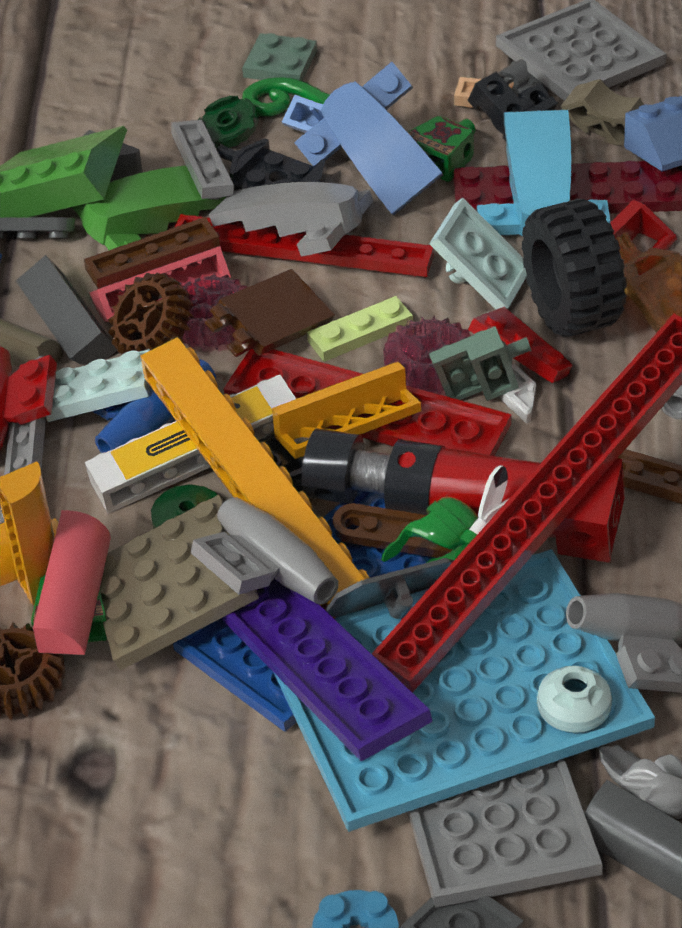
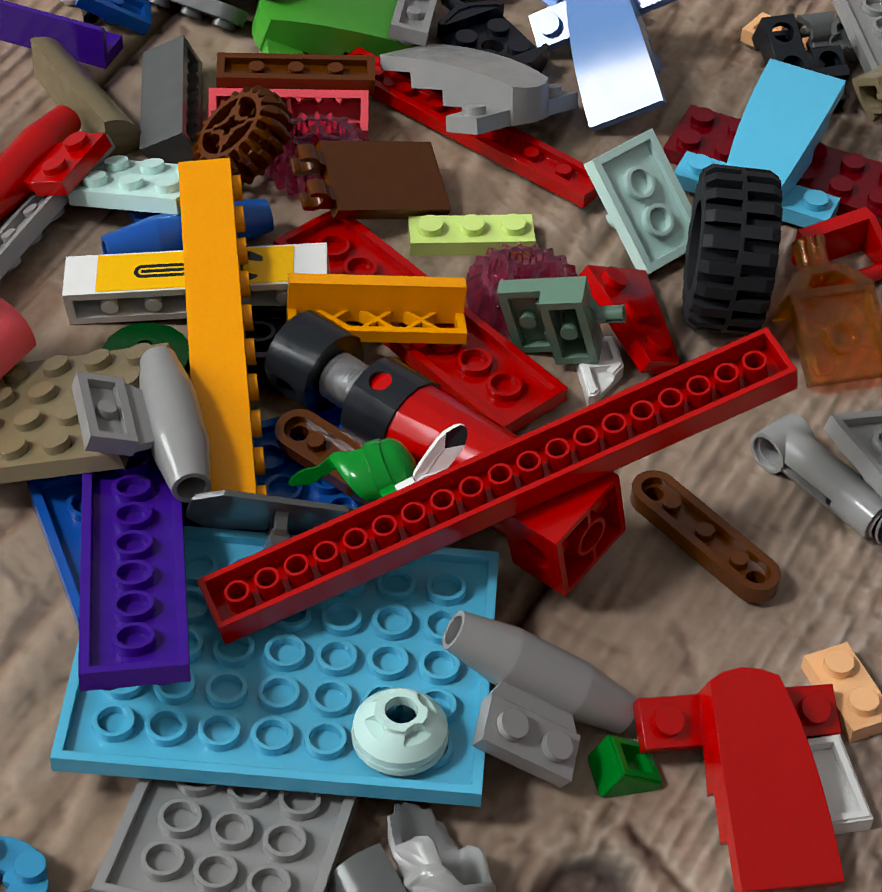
camera: 20 degrees right, 0 degrees up
(446, 143) = (694, 75): green torso -> none

